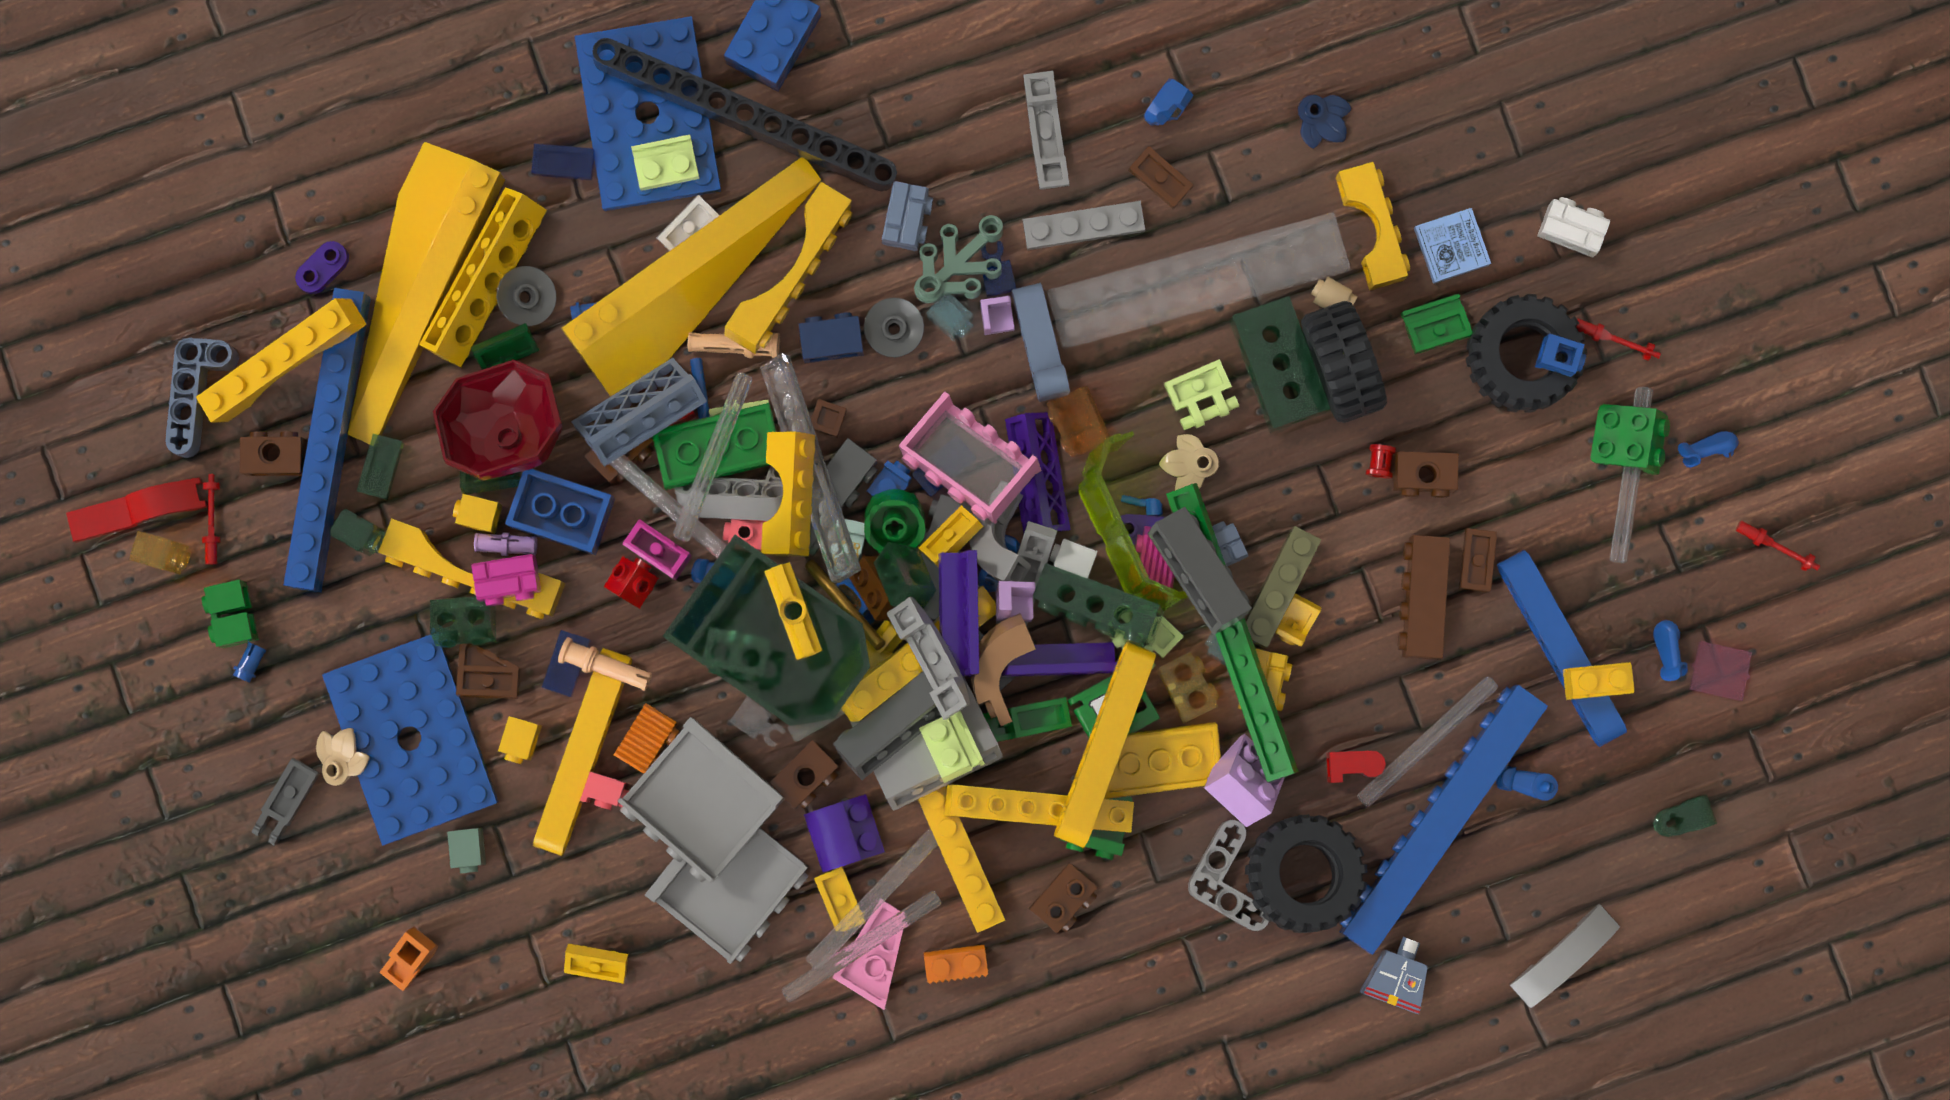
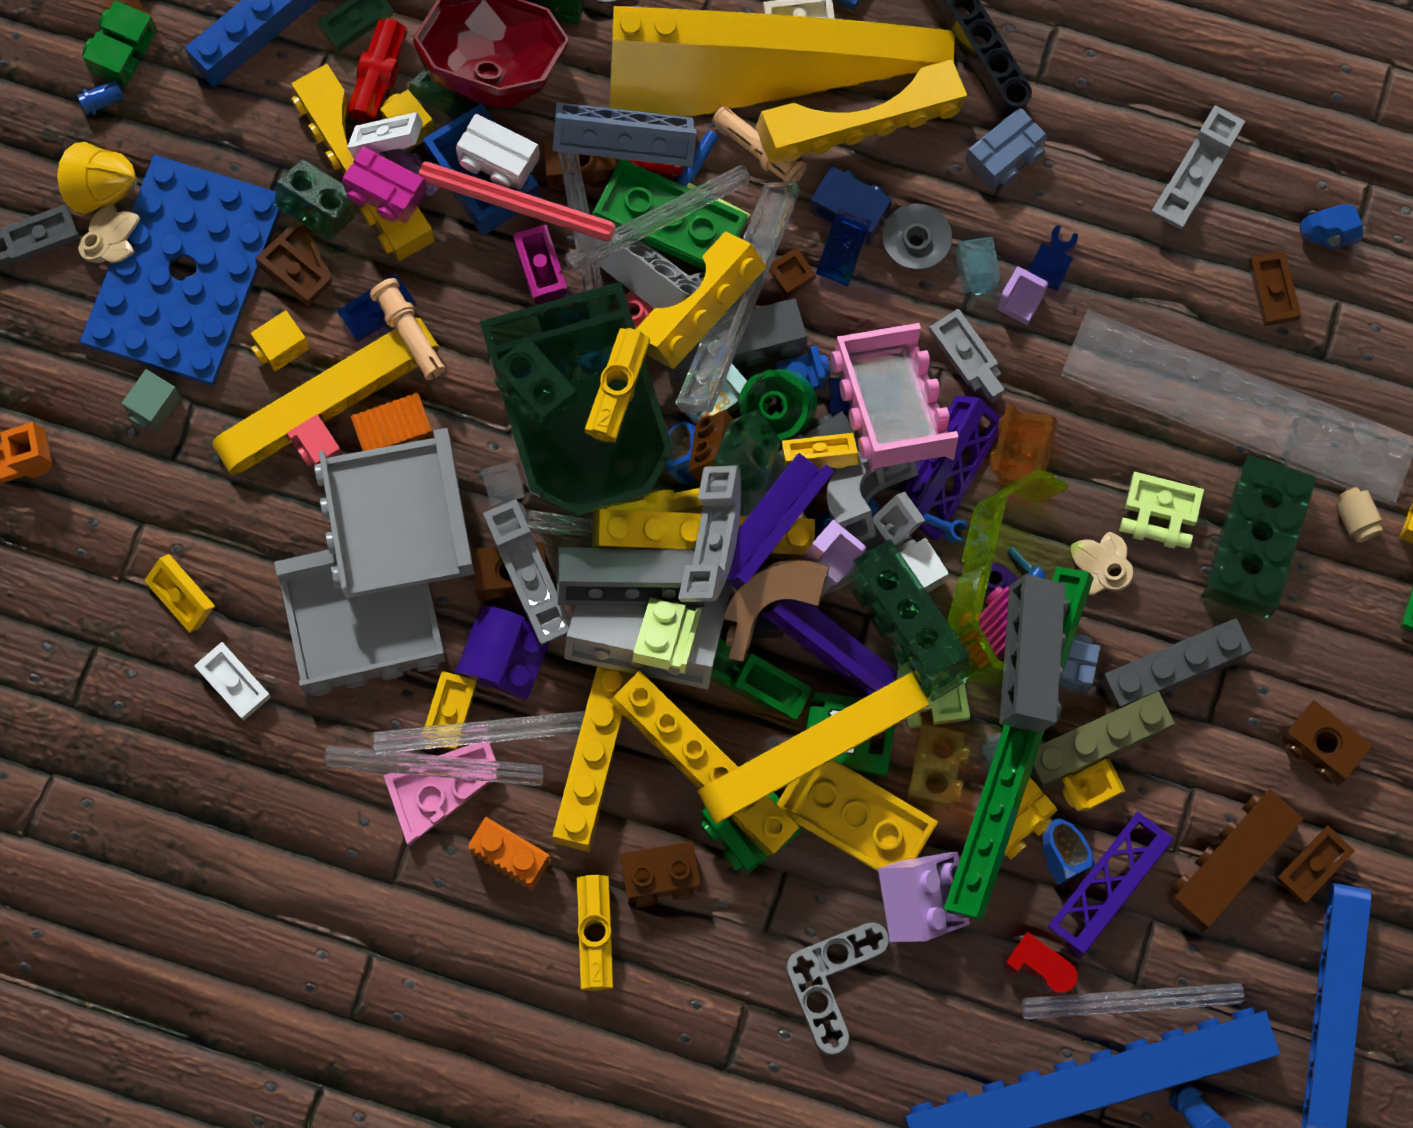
camera: 40 degrees right, 10 degrees down
(295, 723) = (93, 177): none -> yellow helmet
(358, 532) = (286, 51): clear green brick -> none
(427, 493) = (377, 70): none -> red piece
(476, 540) = (386, 134): none -> white plate
(567, 497) = (497, 153): none -> white brick
(608, 521) = (517, 201): none -> coral axle
(631, 581) = (495, 278): red brick -> none
(680, 993) = (232, 681): none -> white plate
(822, 771) = (527, 571): none -> light grey slope
(843, 602) = (673, 465): pearl gold bar -> none
(851, 375) = (843, 247): none -> clear blue plate
(958, 263) = (981, 222): sand green plant -> none
(991, 384) = (968, 354): none -> light grey hinge
(1040, 342) = (1043, 349): sand blue beam -> none
(1065, 986) = (595, 957): none -> yellow piece
(1068, 518) = (947, 527): none -> blue hand
(1083, 225) = (1167, 279): light grey plate -> none
(1291, 497) = (1176, 665): none -> dark grey brick
(1313, 678) = (1066, 851): none -> rock
(1344, 361) = (1325, 570): black tyre -> none
(1344, 863) = (960, 1014): black tyre -> none
(1368, 682) = (1122, 892): none -> dark purple fence
(1380, 461) = (1289, 699): red bush -> none
(1598, 681) = (1350, 1065): yellow brick -> none

